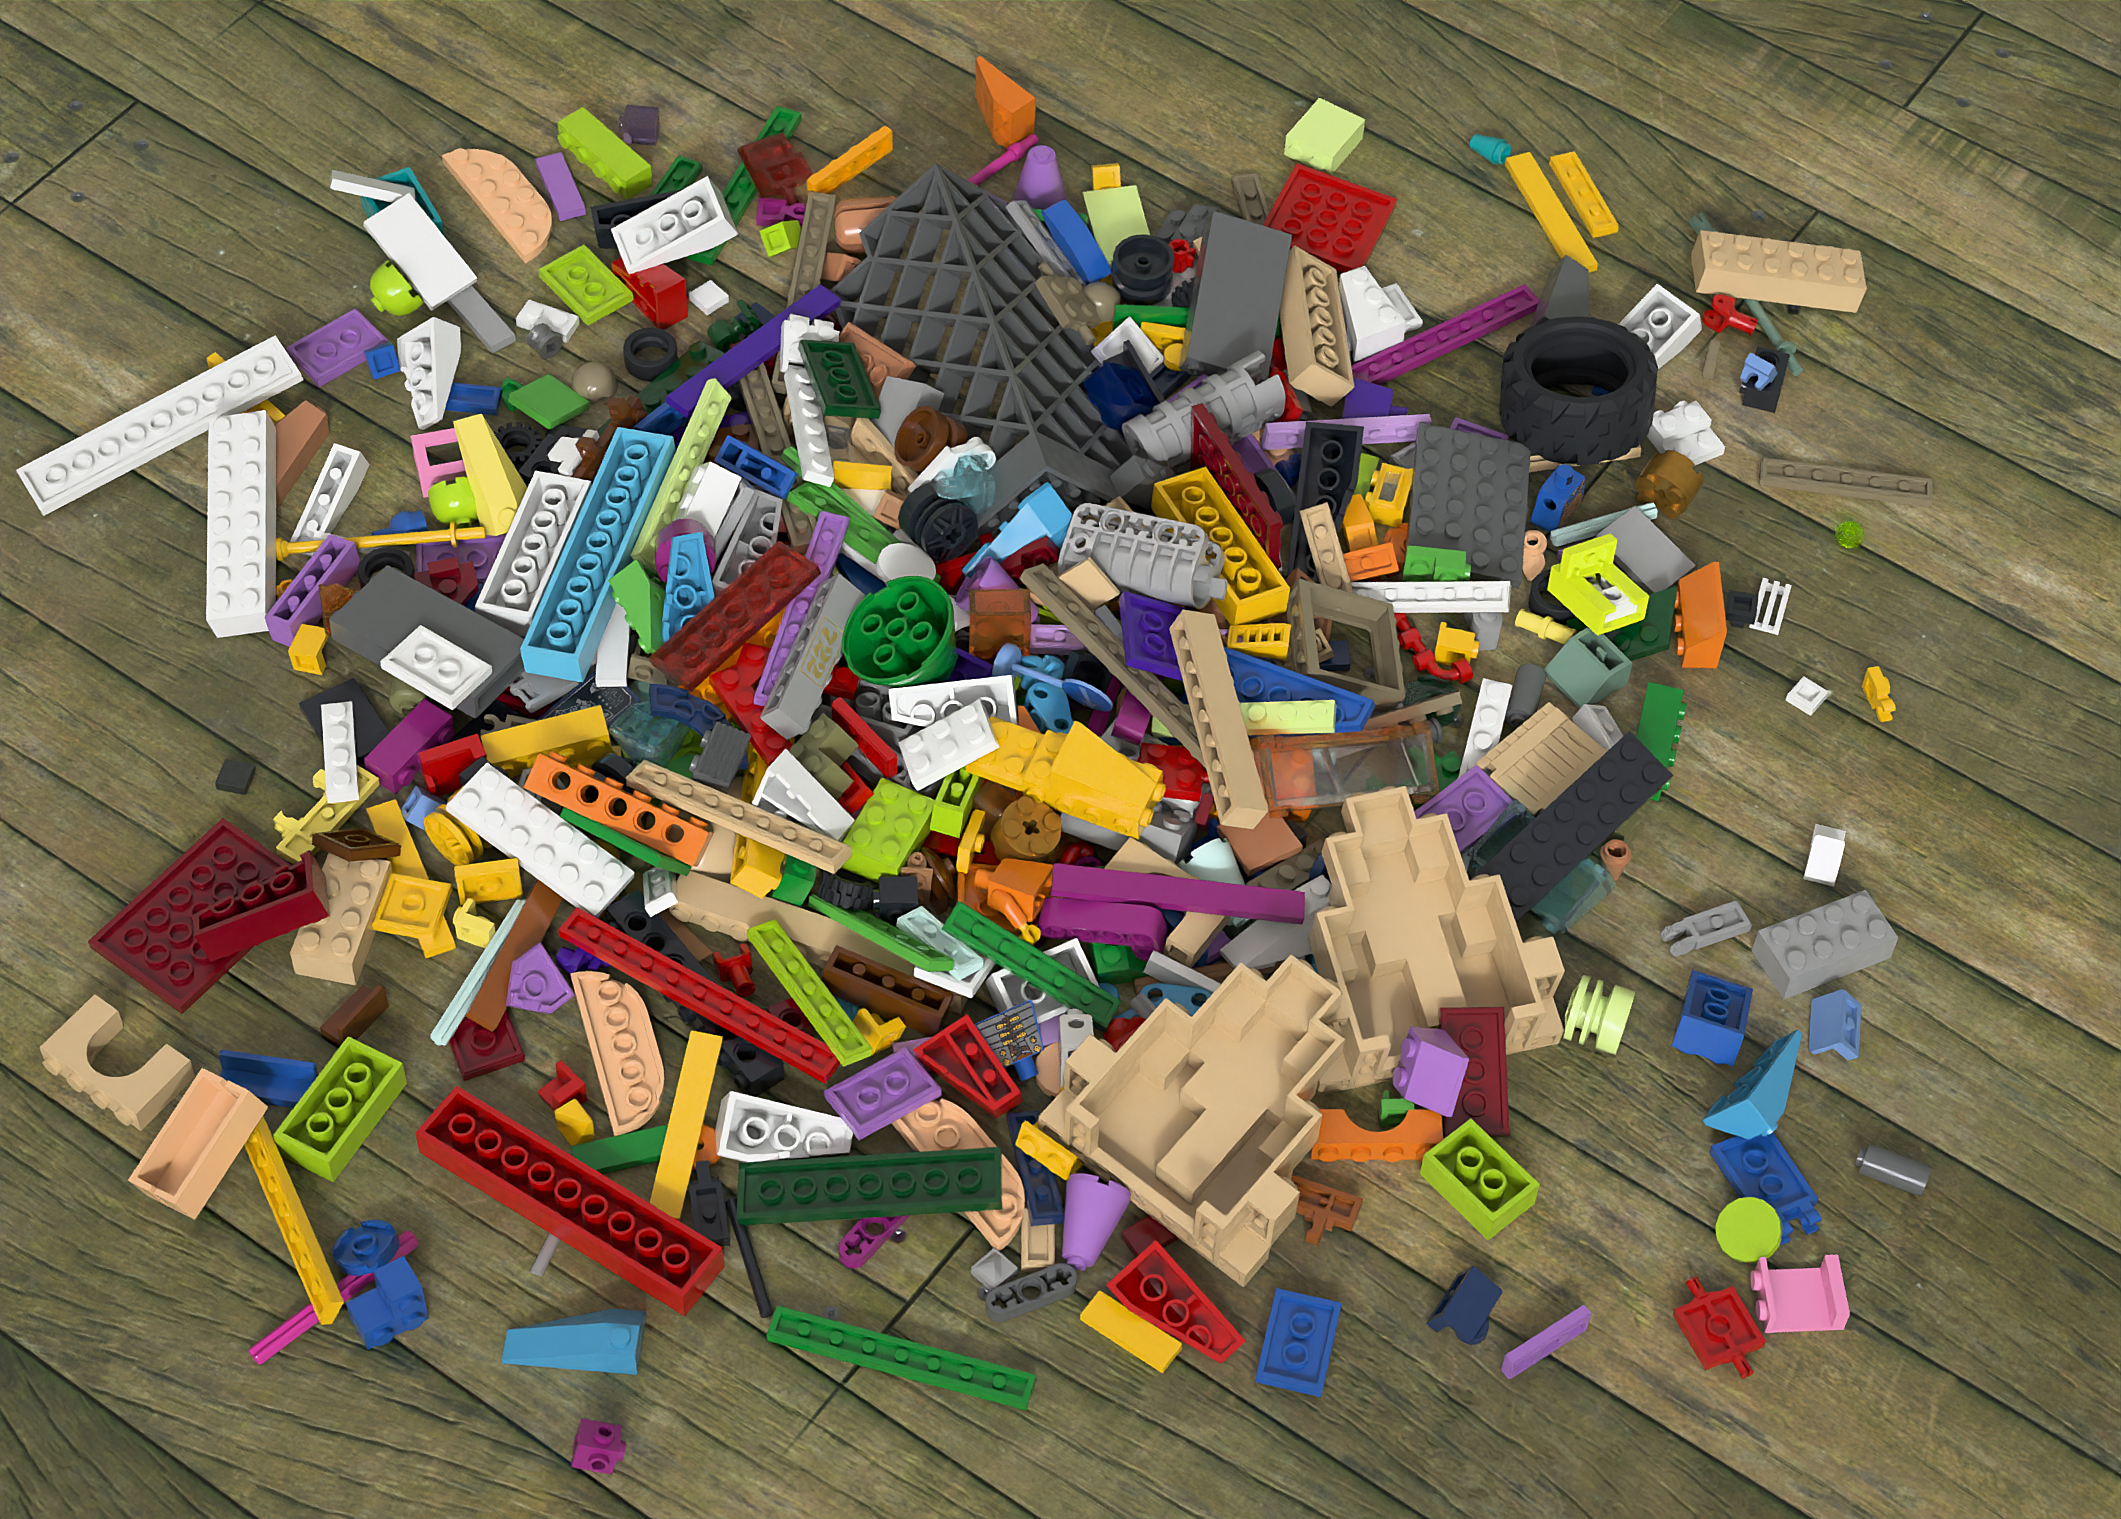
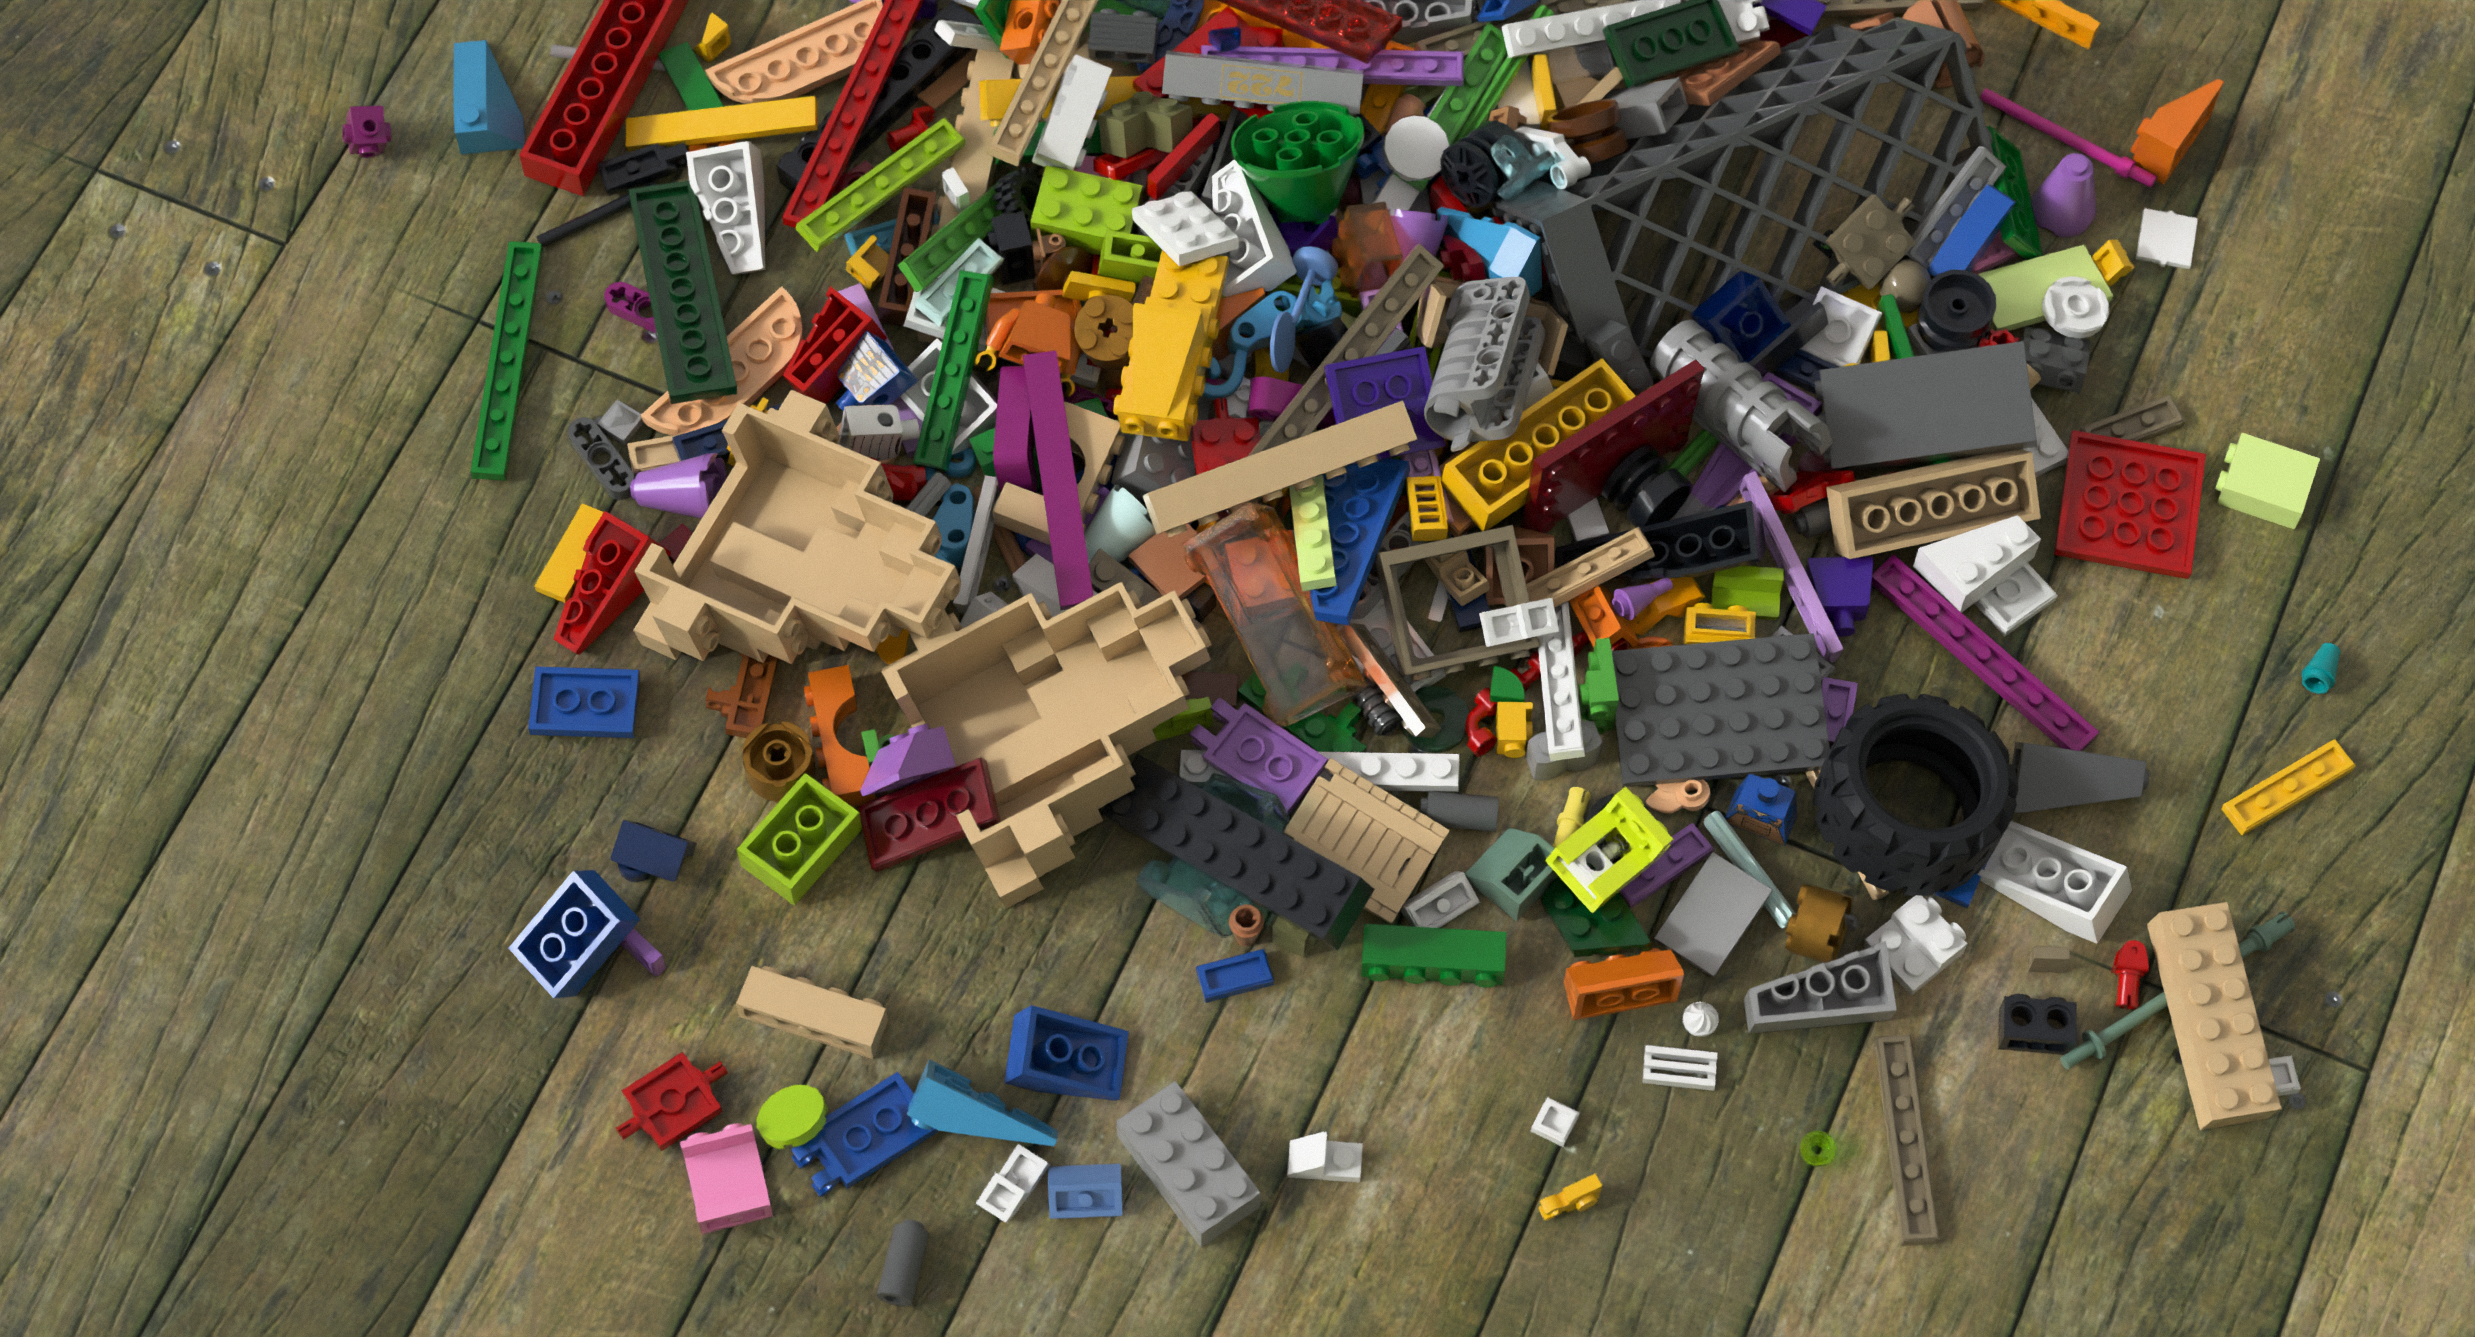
camera: 80 degrees right, 10 degrees up
(563, 1088) = (748, 22): red panel -> none
(754, 677) = (1225, 38): none -> clear blue tile
(832, 933) = (955, 190): none -> white tile
(858, 577) = (1404, 107): none -> nougat cone
(882, 1093) = (790, 279): medium lavender tile -> none
(1085, 145) = (2166, 238): none -> white piece
(1146, 206) = (2075, 307): none -> white tile
(1362, 531) = (1632, 600): none -> medium lavender cone
(1374, 605) = (1519, 622): none -> white slope
(1396, 1184) = (776, 759): none -> pearl gold brick
(1421, 638) = (1506, 686): none -> green tile
(1549, 210) = (2238, 753): yellow tile -> none
(1558, 1368) = (574, 933): none -> blue brick
(1598, 1014) = (1028, 929): yellowish green wheel -> none
(1646, 1201) = (812, 1011): none -> tan brick
(1649, 886) = (1234, 975): none -> blue tile
(1707, 928) = (1188, 1042): light grey hinge -> none
(1728, 493) = (1828, 994): none -> light grey wedge
(1732, 580) = (1700, 1019): none -> white plate
(1741, 608) = (1656, 1028): black tile -> none
(1758, 367) = (2025, 1001): medium blue tile -> none
(1822, 1080) = (1013, 1184): none -> white slope

